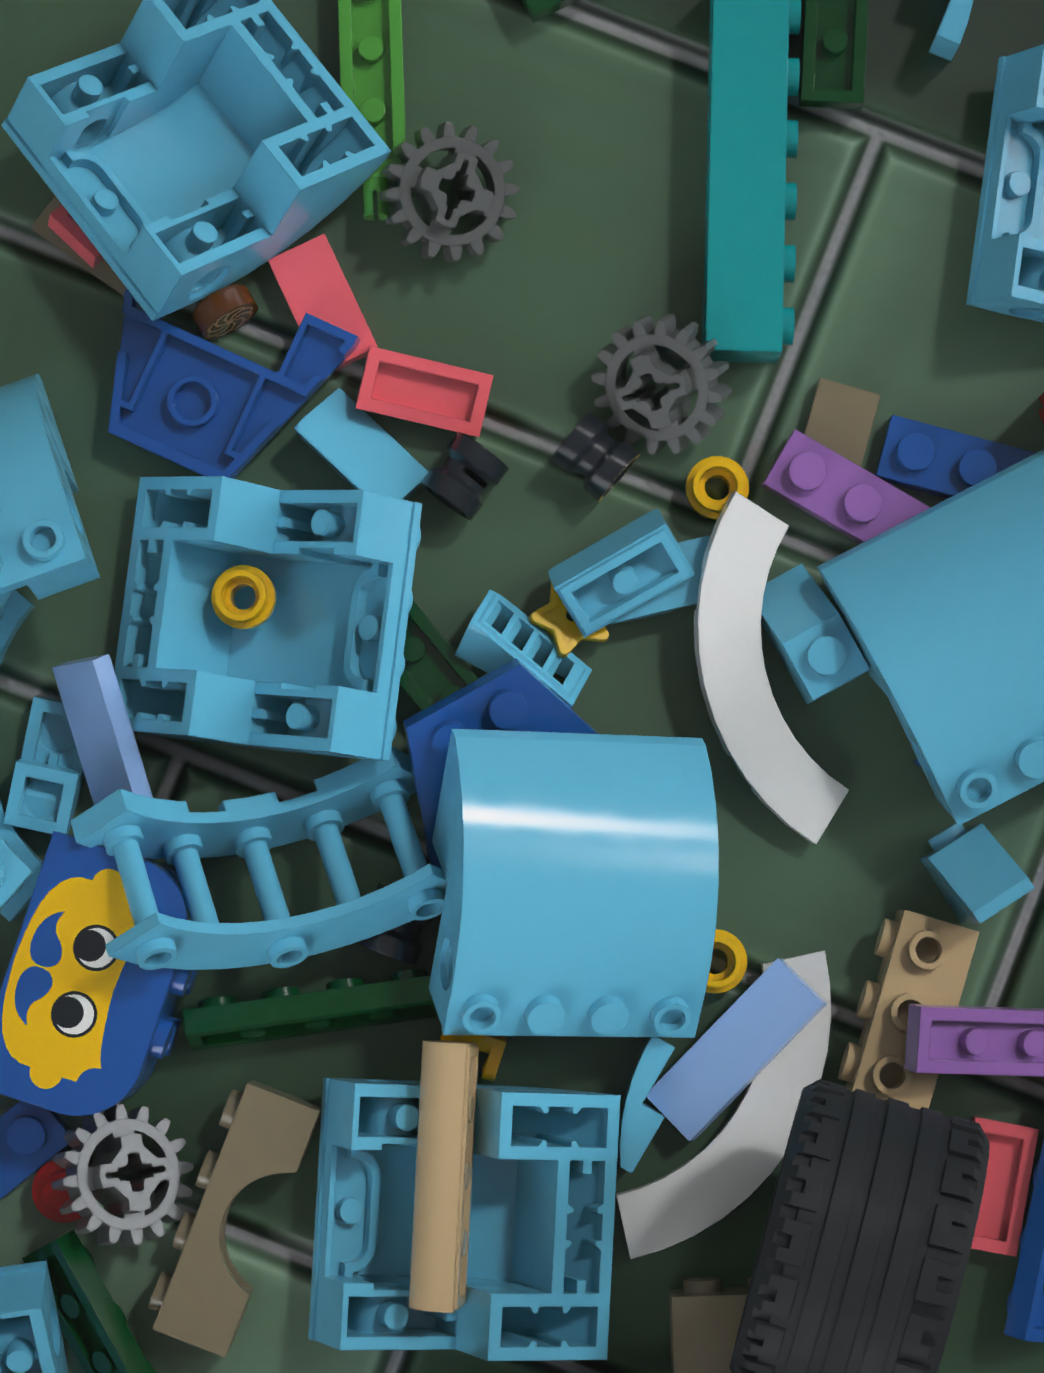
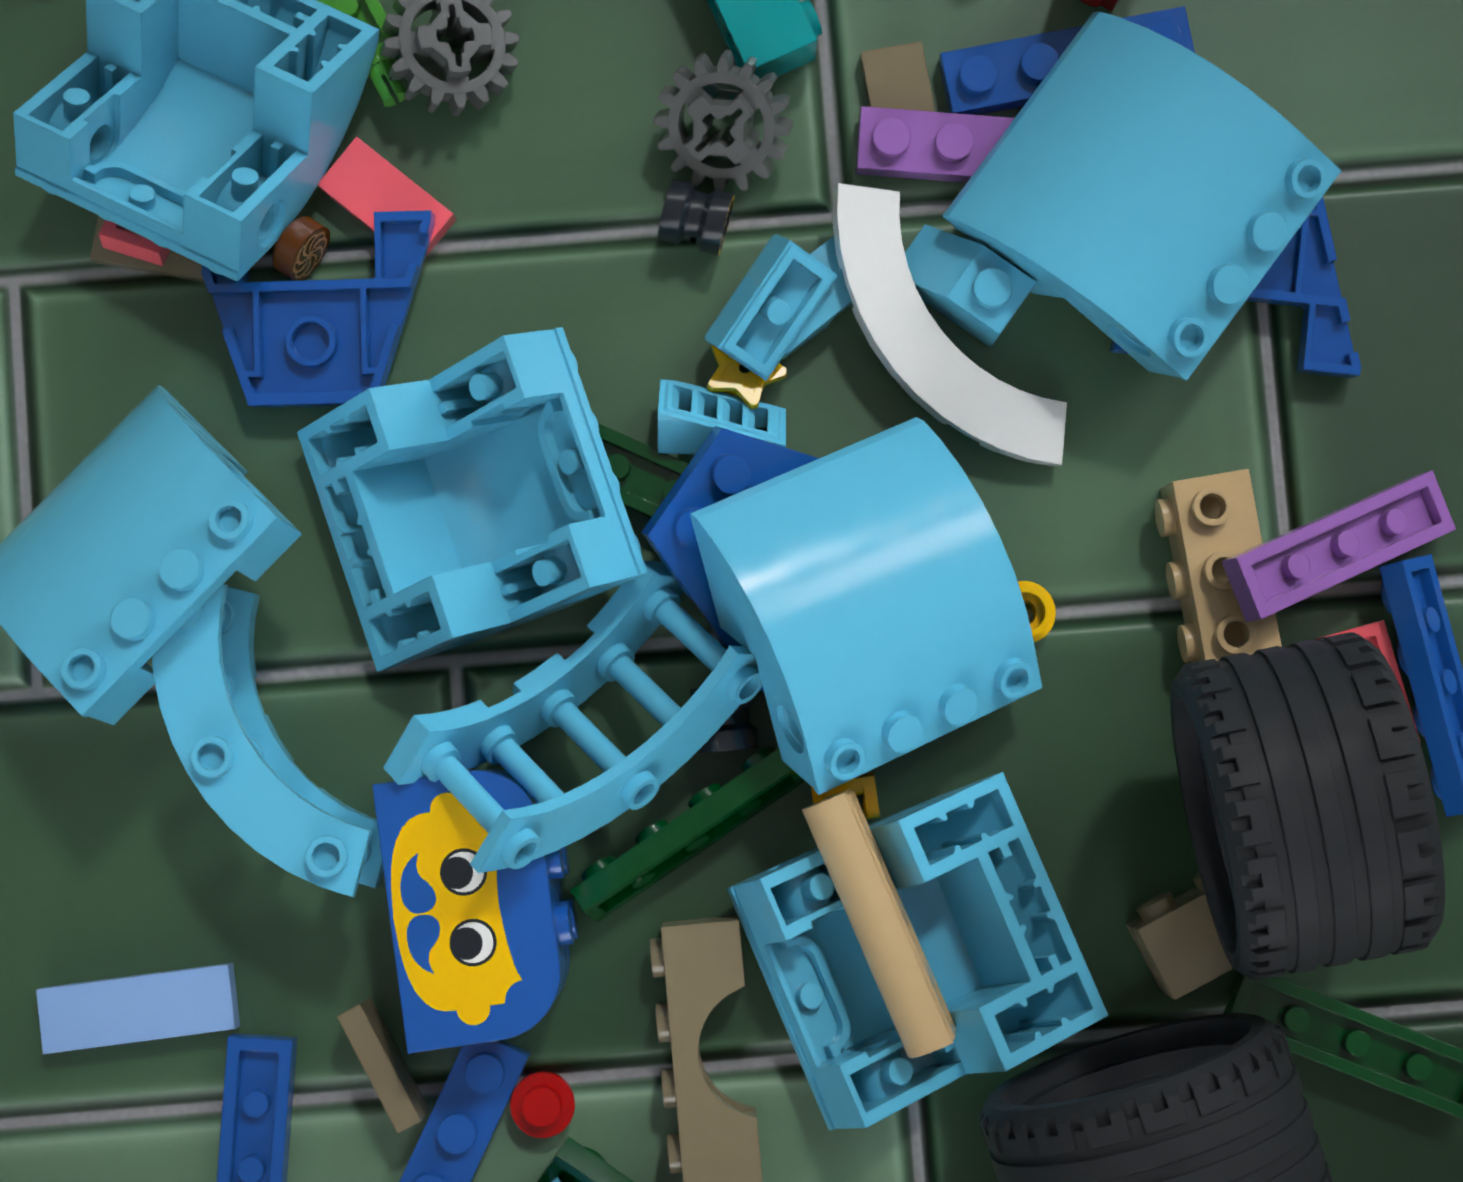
camera: 25 degrees left, 0 degrees up
(48, 774) = (344, 729): medium azure slope -> none
(101, 727) = (370, 670): light blue tile -> none
(126, 1203) = (605, 1090): gear -> none
(224, 594) = (424, 487): yellow plate -> none
(359, 448) = (478, 311): medium azure slope -> none
(424, 391) = (514, 233): coral tile -> none
(464, 476) = (588, 290): black wheel -> none
(638, 1120) = (1028, 788): medium azure slope -> none
(710, 468) = (801, 180): yellow plate -> none
(735, 1049) = (1082, 681): light blue tile -> none
(744, 1148) = (1135, 740): white tile -> none
(974, 872) = (1218, 419): medium azure slope -> none

